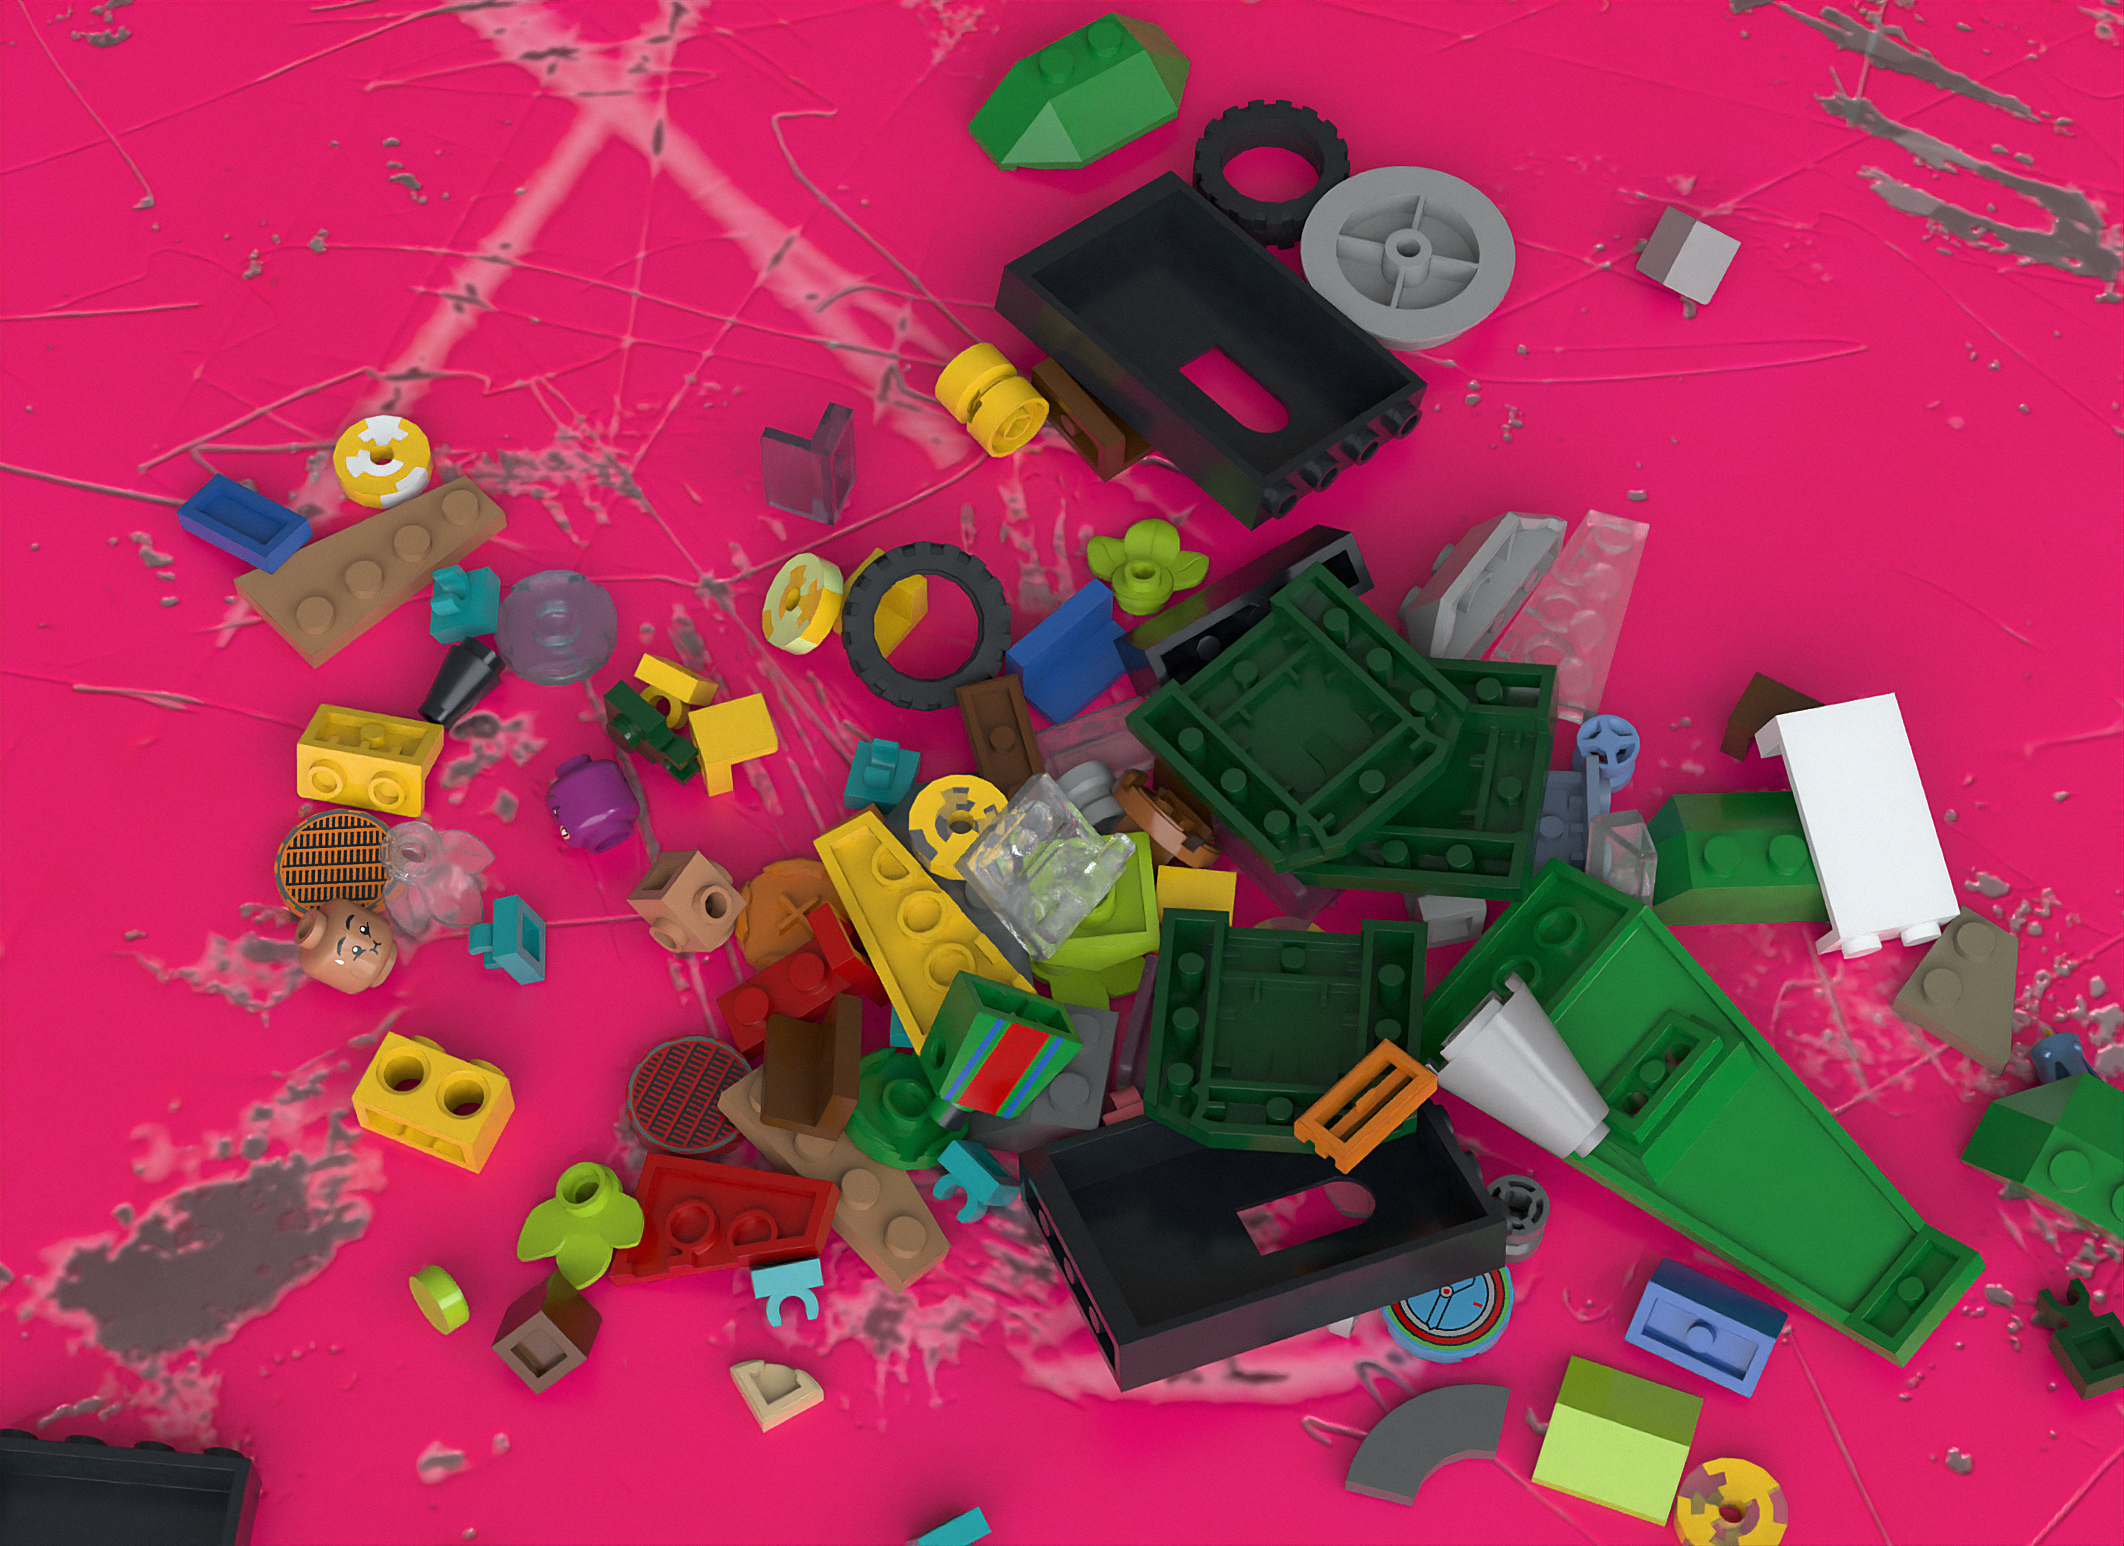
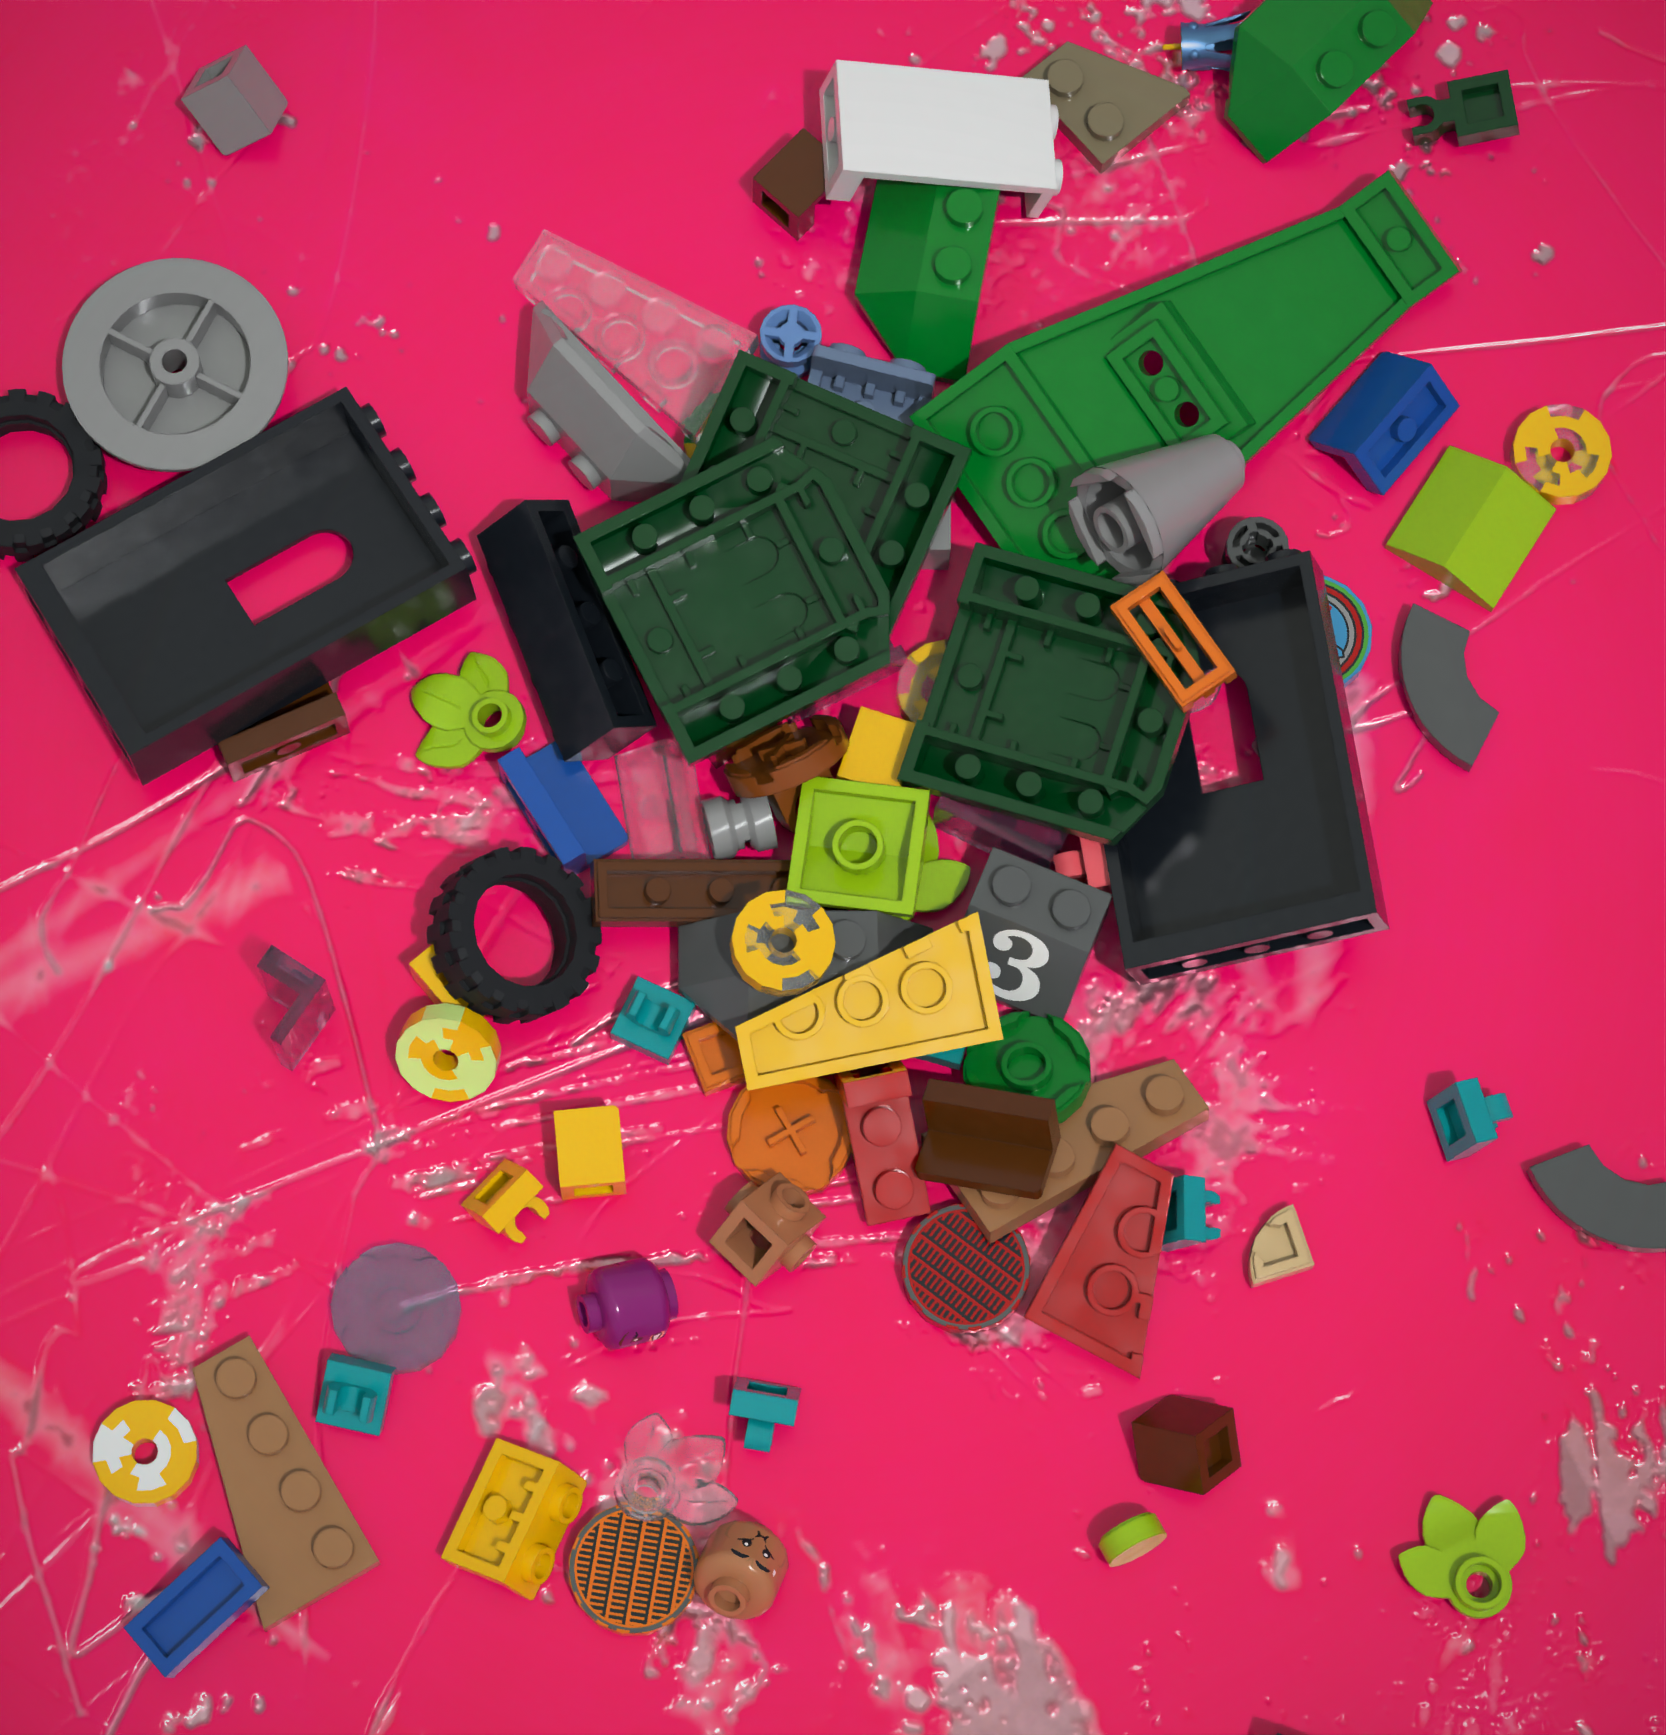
camera: 80 degrees left, 15 degrees up
(425, 1114) = (936, 1519): yellow brick -> none
(462, 682) = (450, 1413): black cone -> none
(582, 1229) = (1091, 1393): lime plate -> none
(642, 728) = (547, 1244): dark green plate -> none
(980, 1175) = (1111, 1016): teal tile -> none
(991, 399) = (244, 815): yellow wheel -> none
(993, 1049) = (1024, 963): green torso -> none
(1042, 866) = (855, 870): clear plate -> none
(1622, 854) = (953, 348): clear slope -> none

